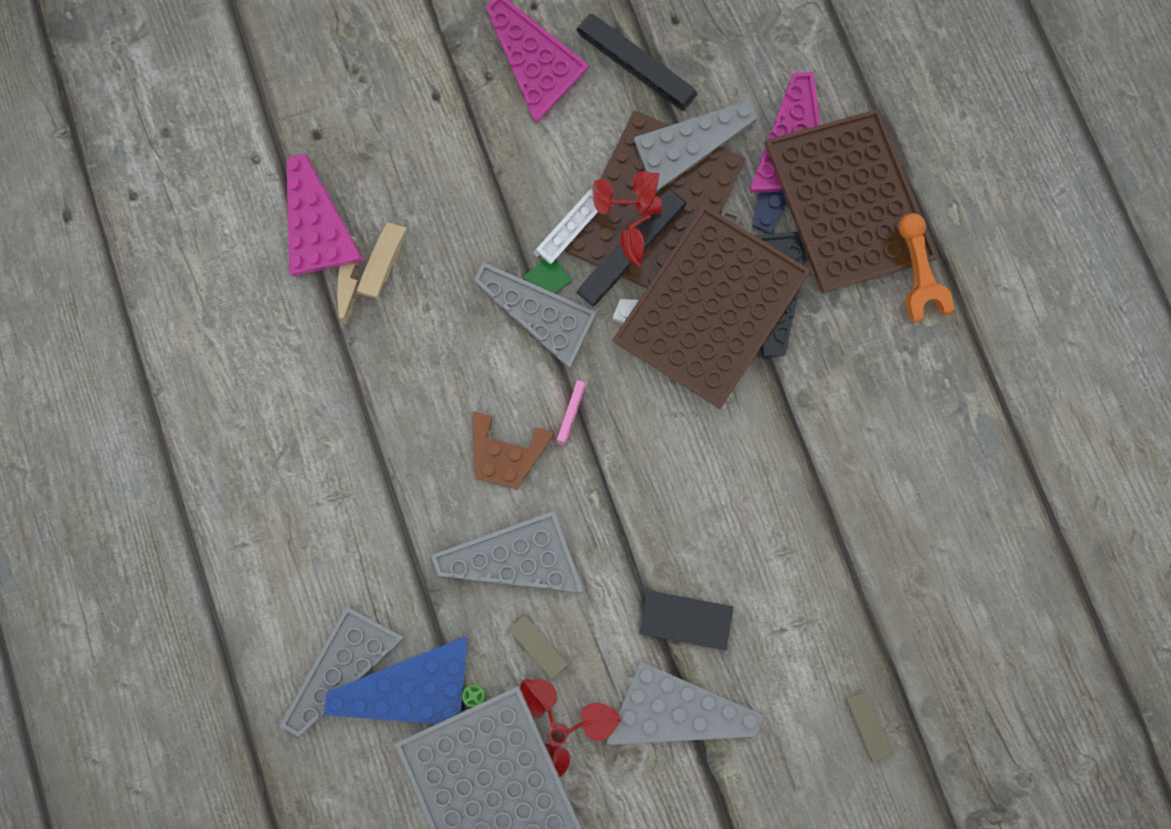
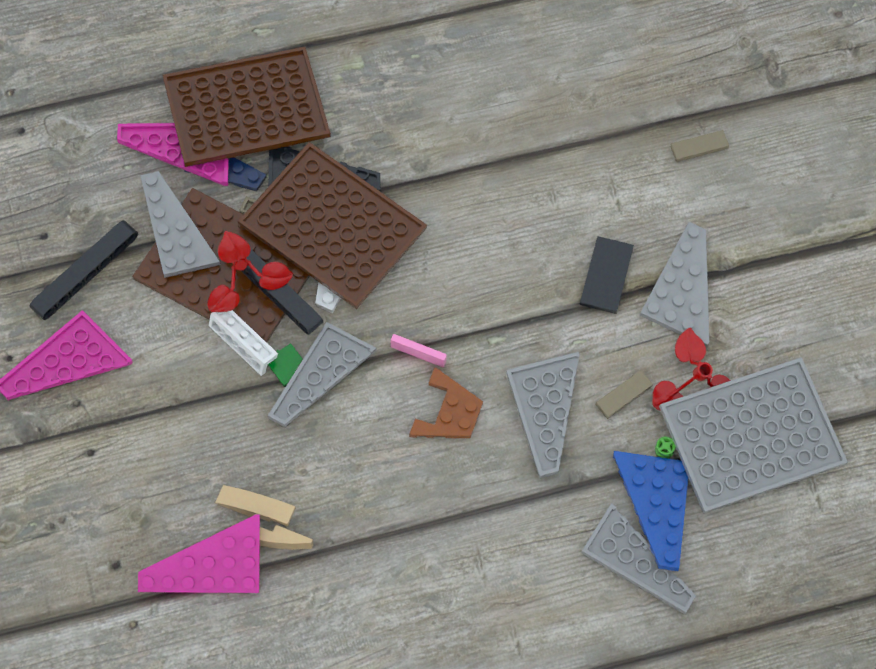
camera: 90 degrees left, 10 degrees down
(925, 286) = (329, 58): orange piece -> none

